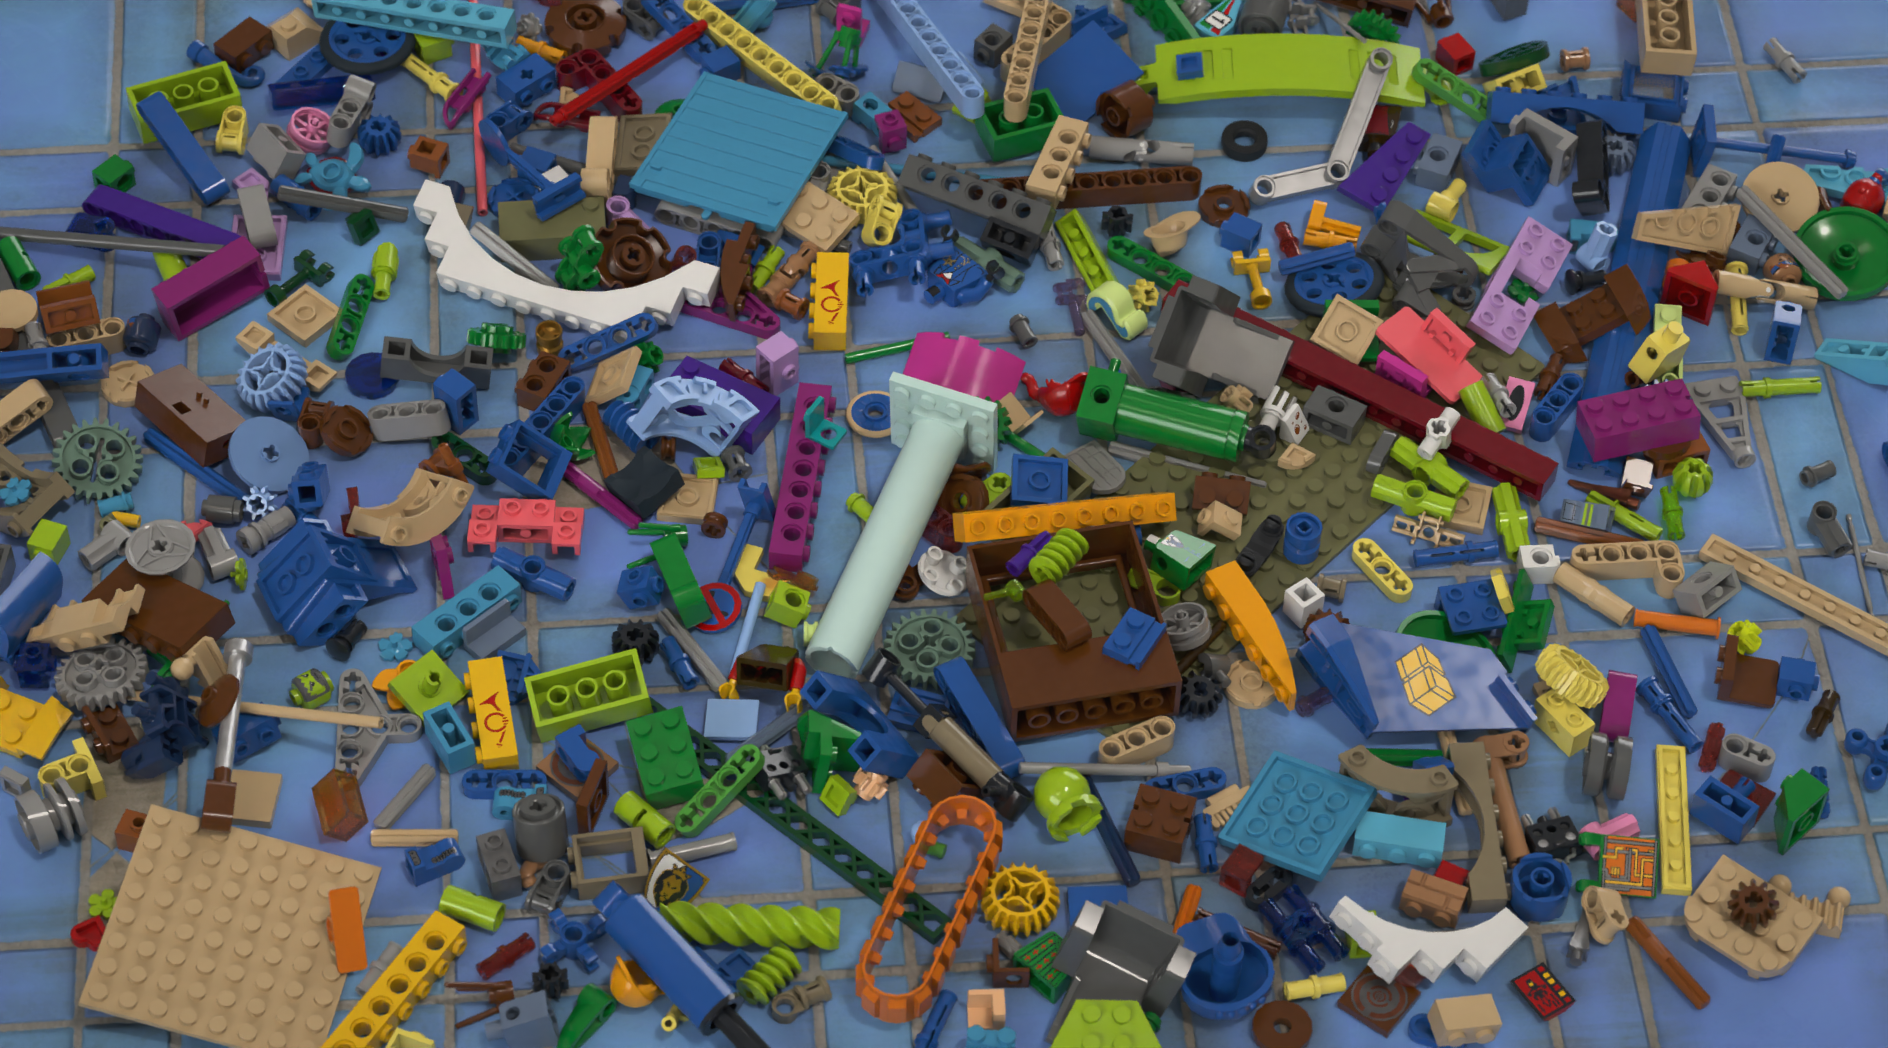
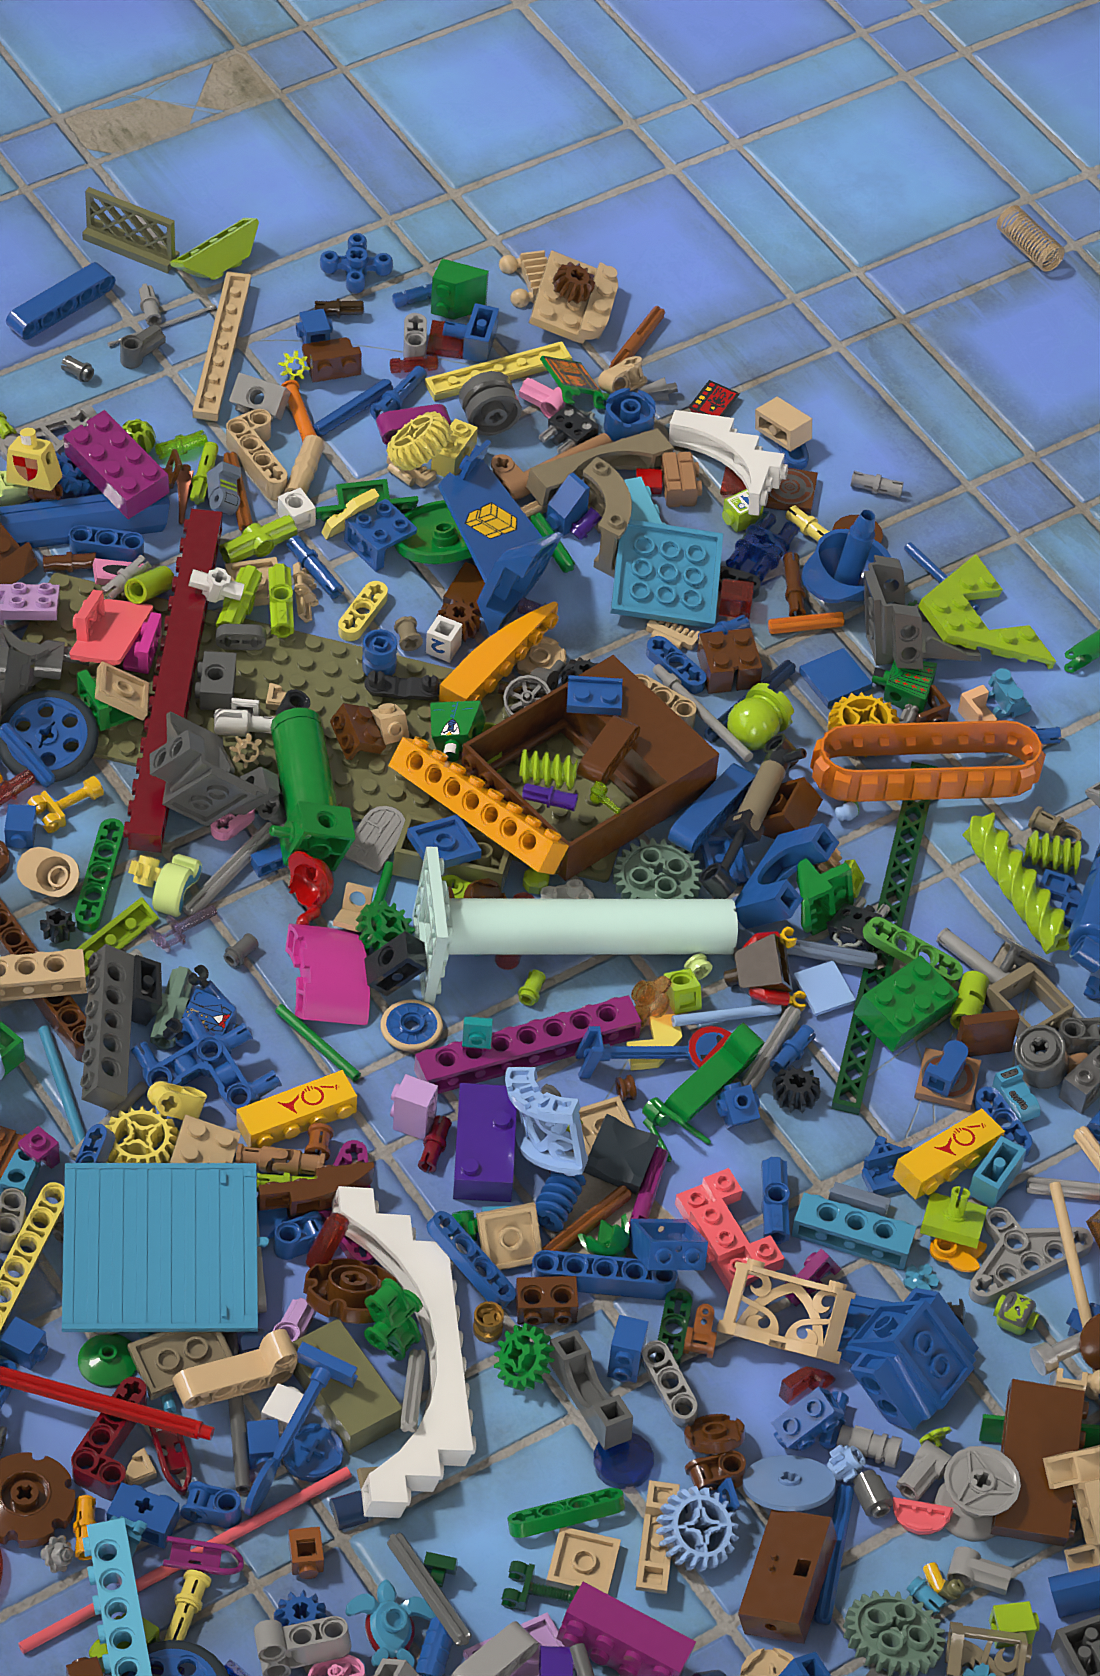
camera: 120 degrees left, 0 degrees up
(384, 269) = (487, 1513): lime arm -> none
(588, 694) = (885, 1085): lime brick -> none

